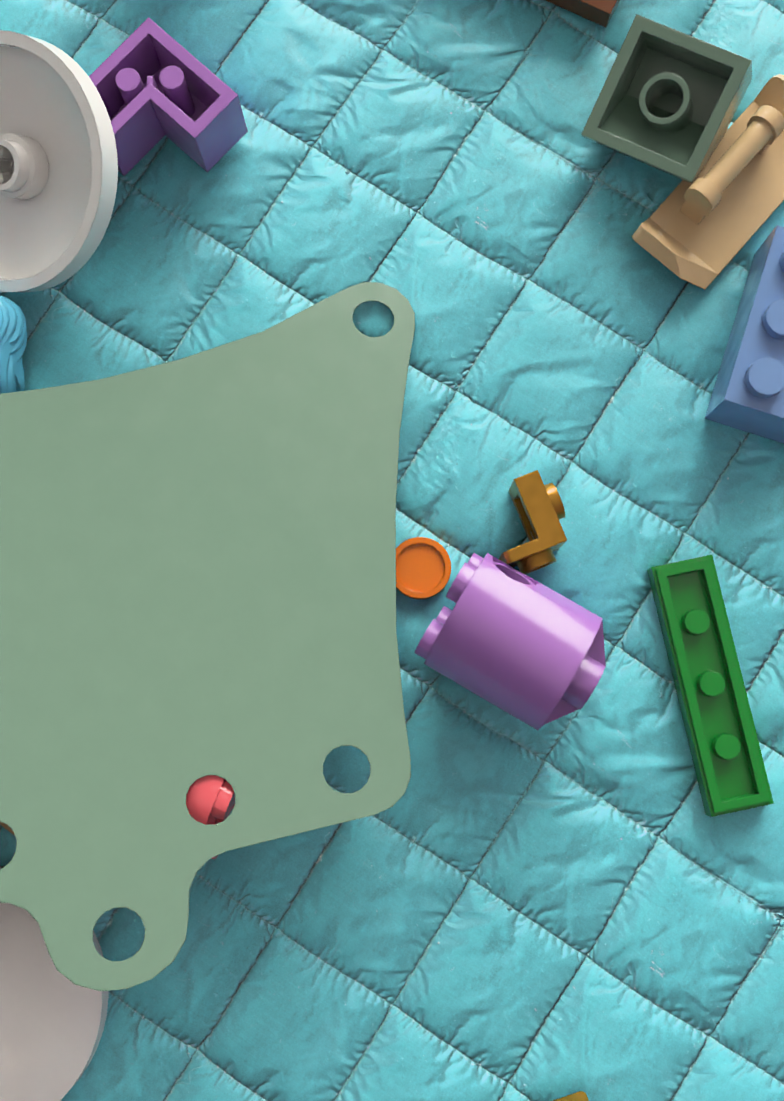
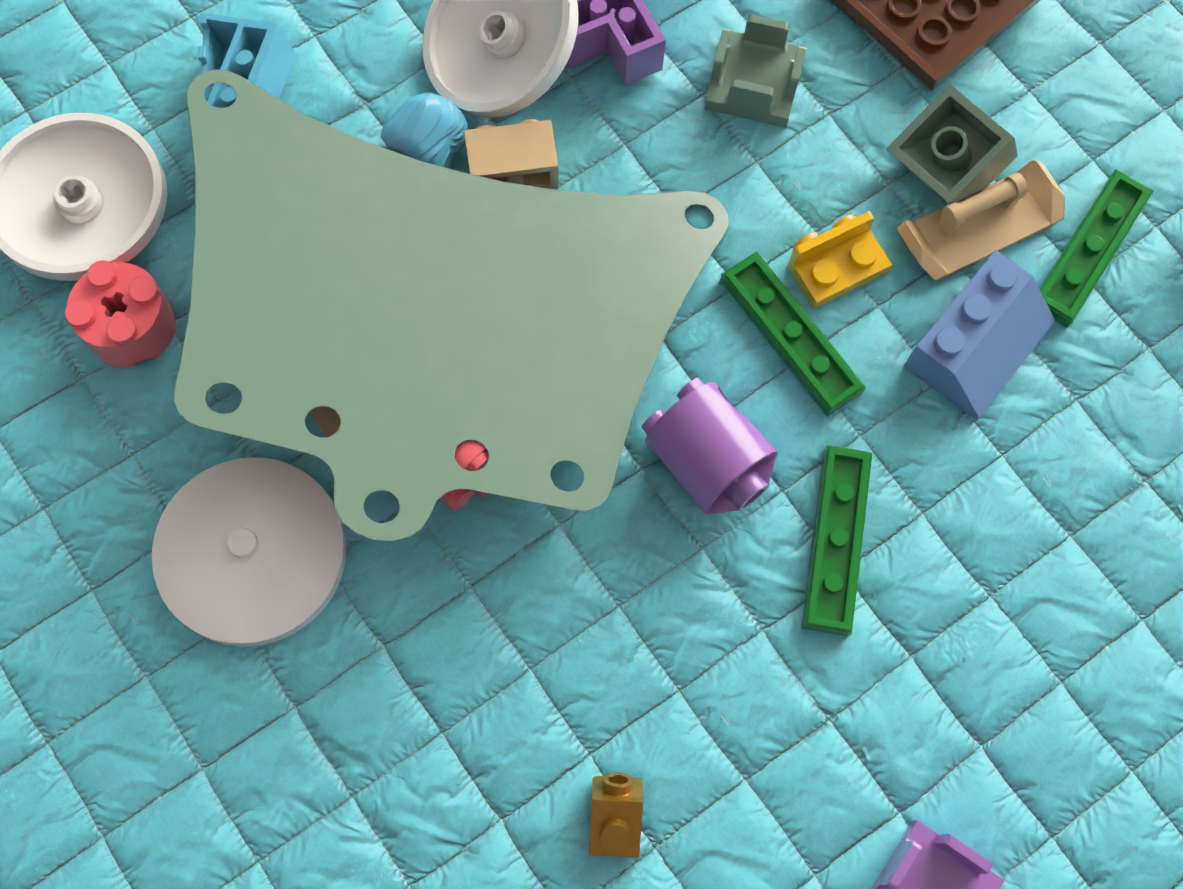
camera: 15 degrees right, 10 degrees down
(97, 331) = (514, 153): none -> tan brick
(372, 89) = (756, 72): none -> sand green panel
(421, 568) = (663, 386): orange piece -> none
(539, 511) = (762, 380): pearl gold bracket -> none
(551, 432) = (792, 334): none -> green tile
(574, 310) = (838, 260): none -> yellow bracket

